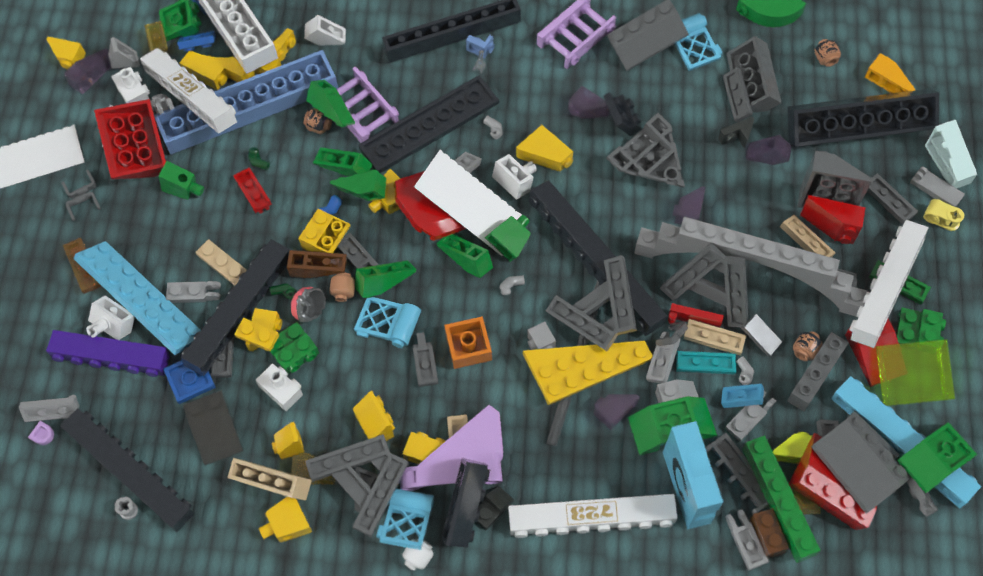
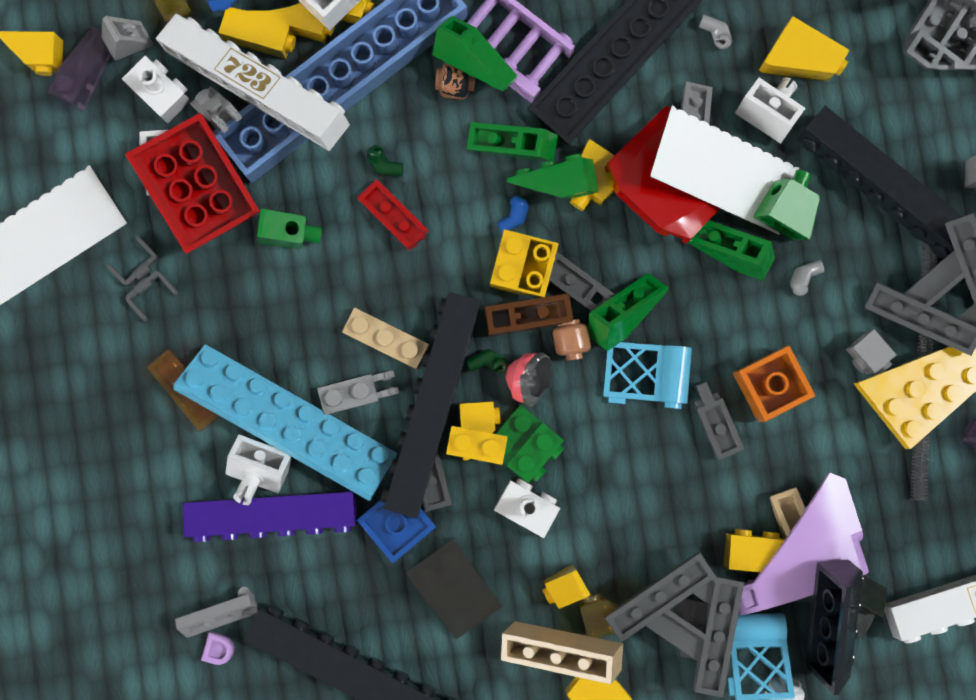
camera: 15 degrees left, 20 degrees up
(373, 417) = (675, 529): yellow slope -> none

